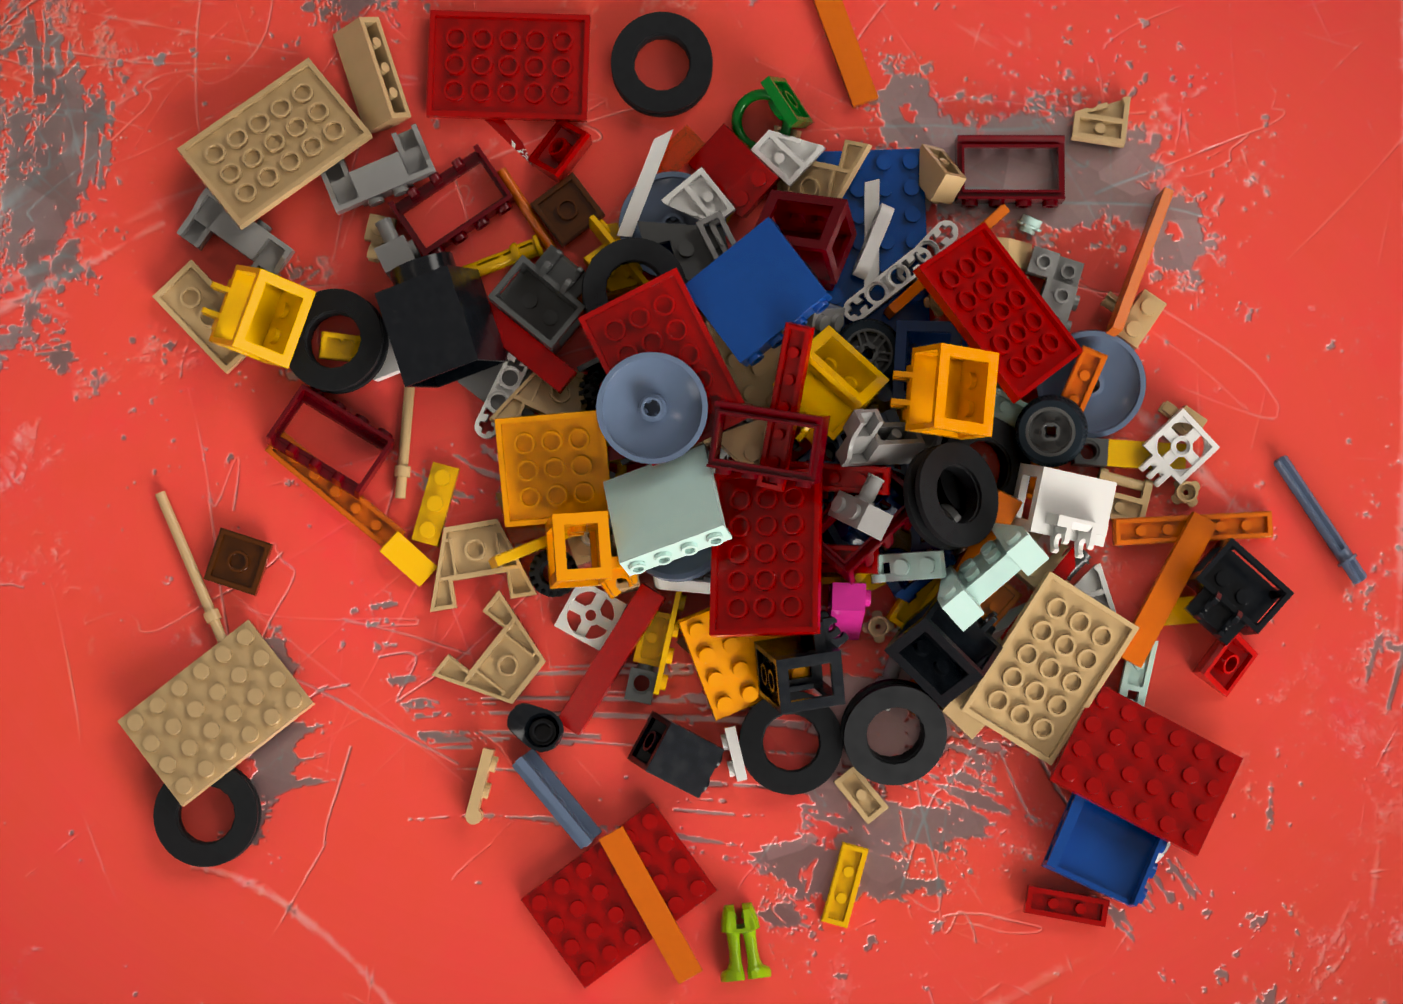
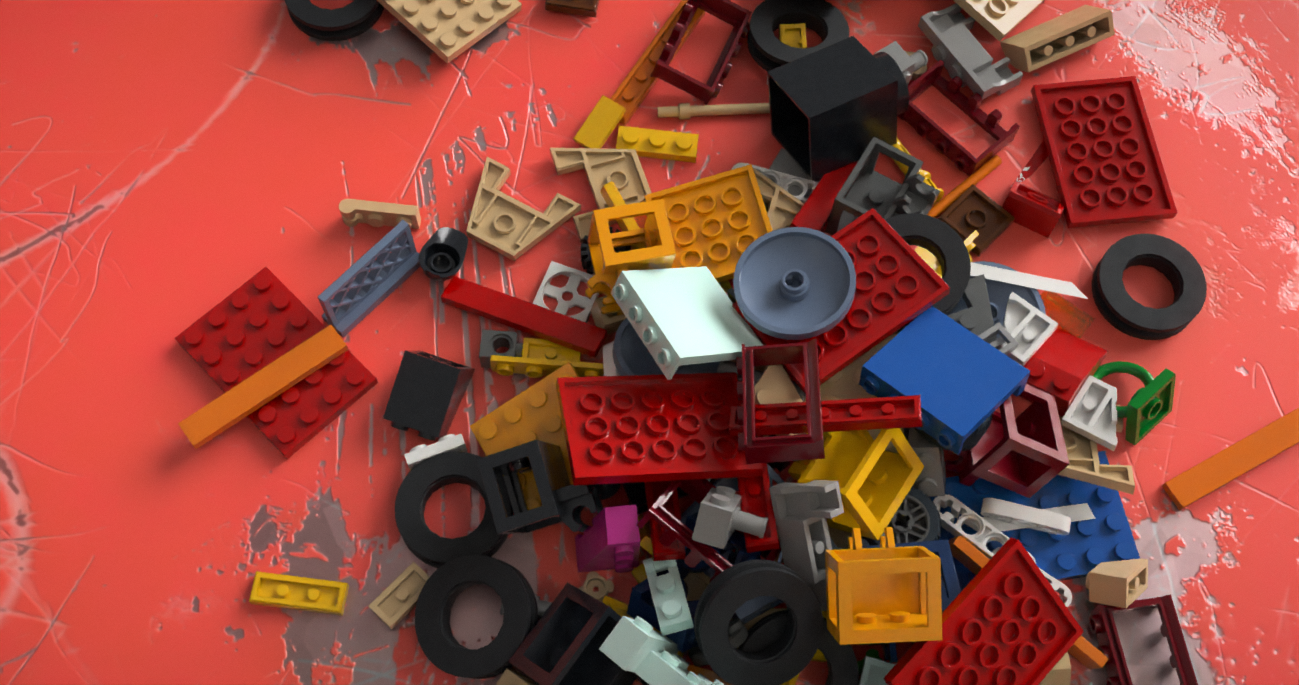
camera: 80 degrees right, 20 degrees down
(735, 970) = (244, 492): lime piece -> none

